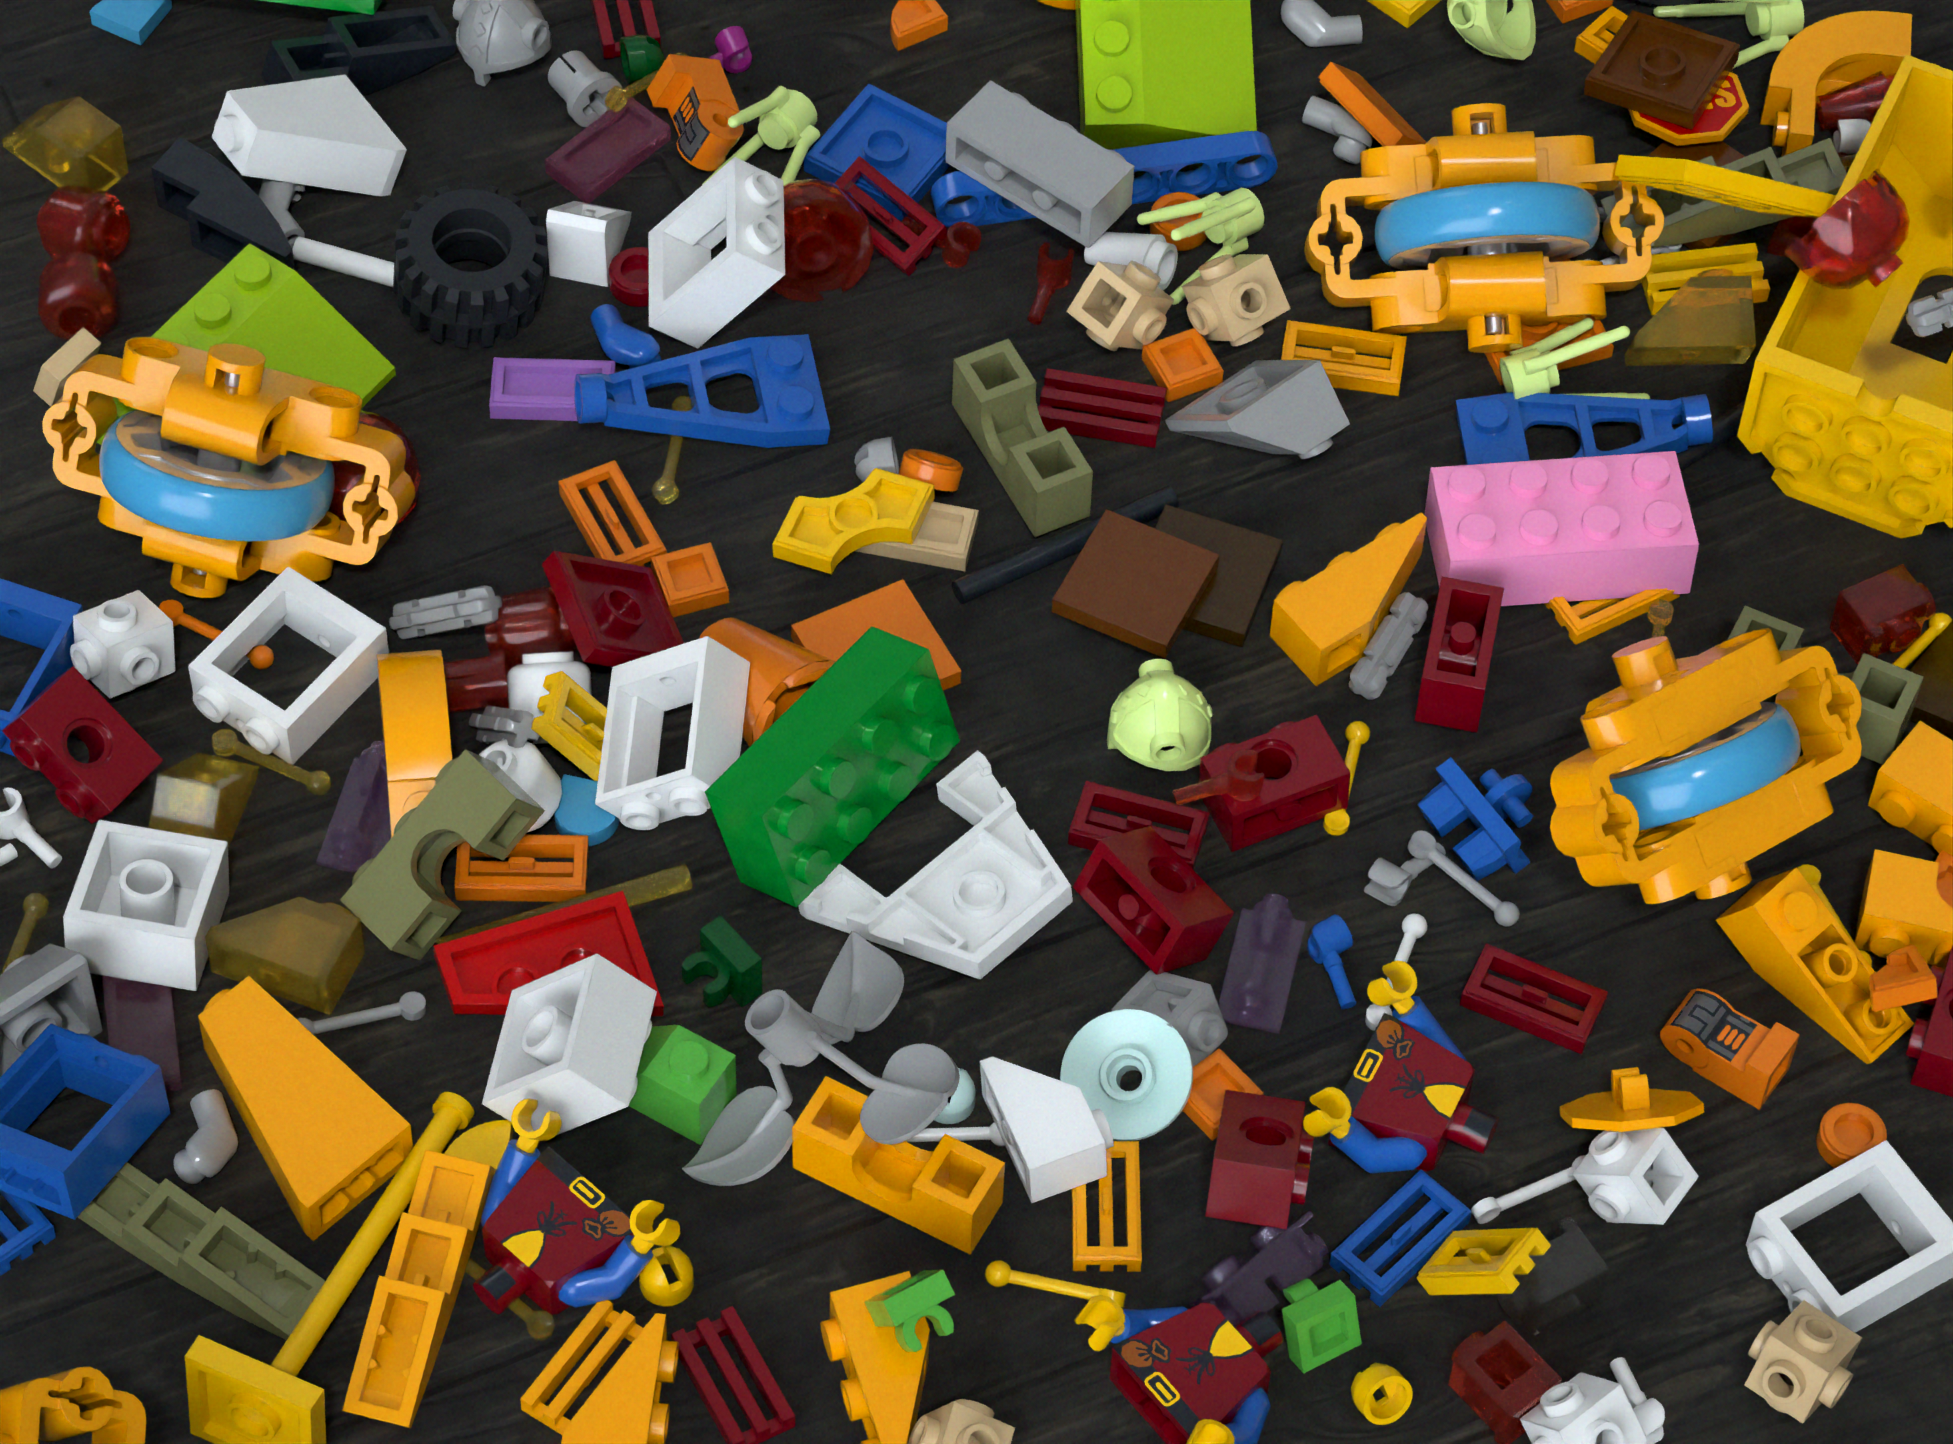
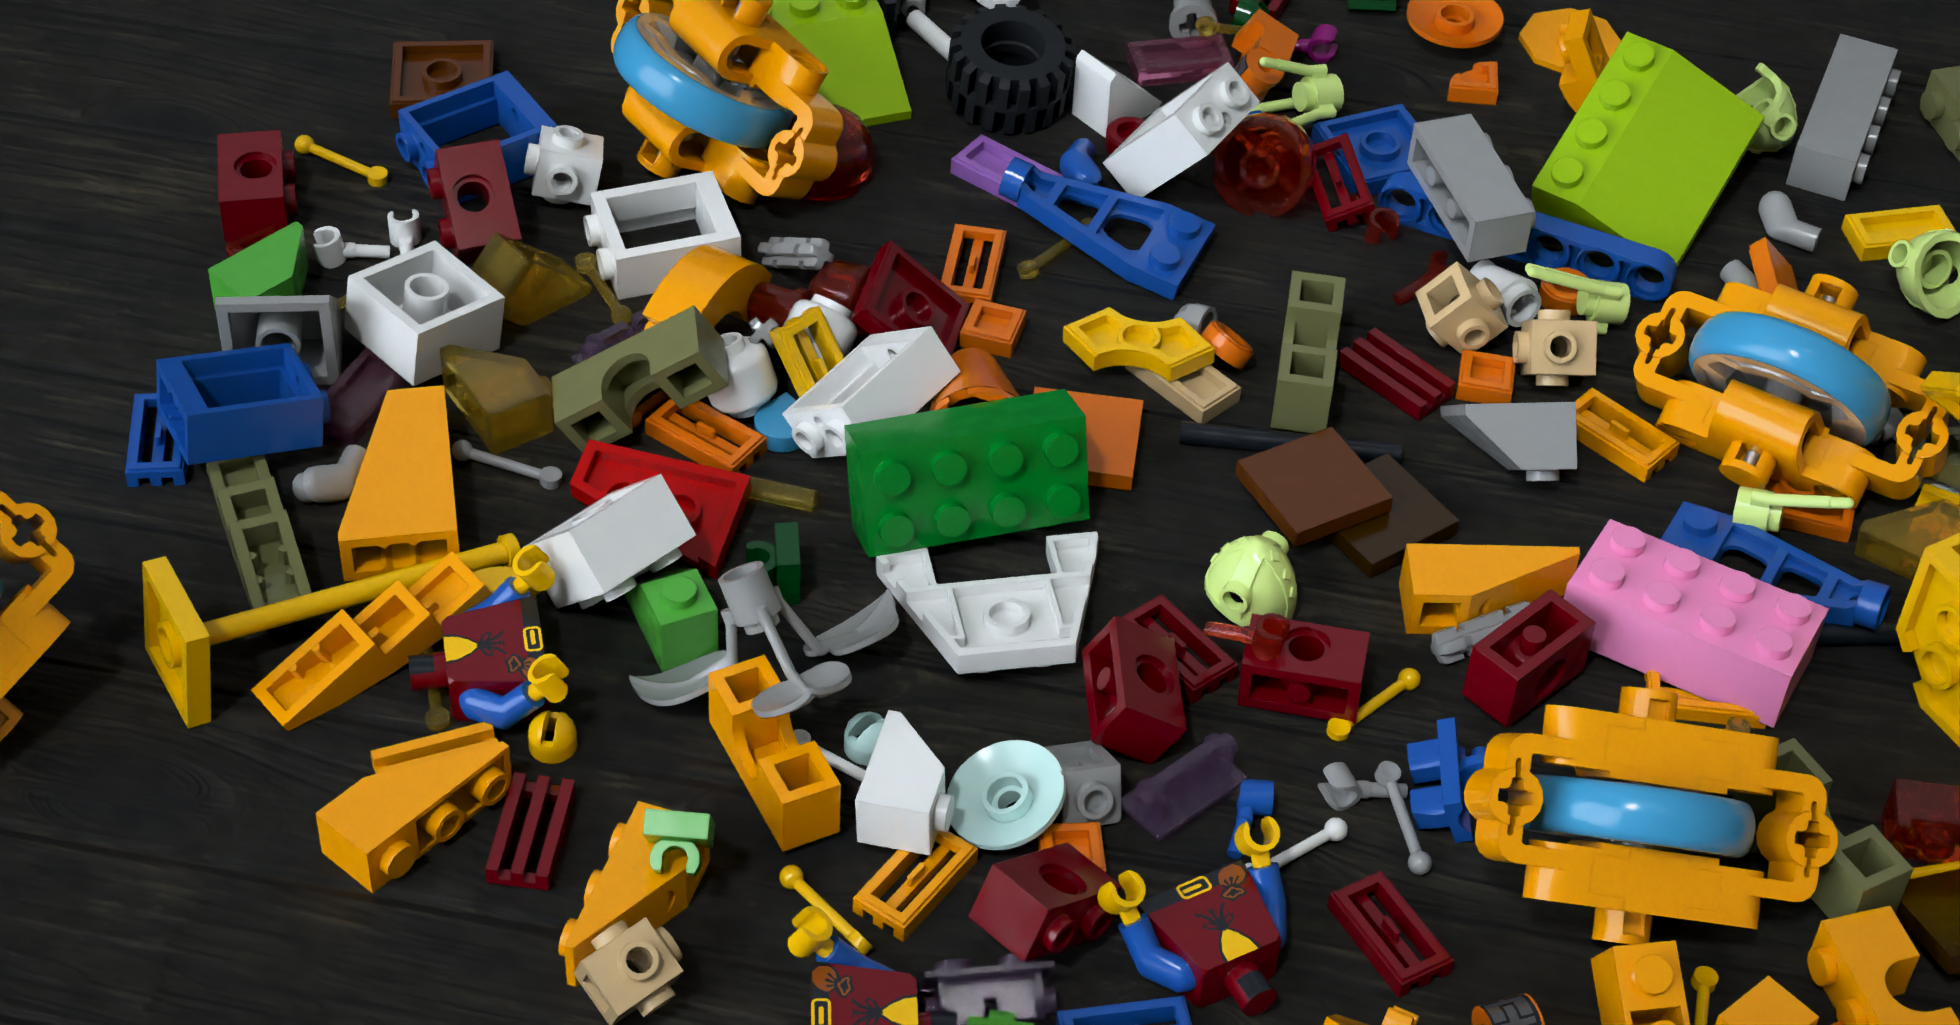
camera: 35 degrees right, 10 degrees down
(259, 656) = (625, 174): orange hinge -> none

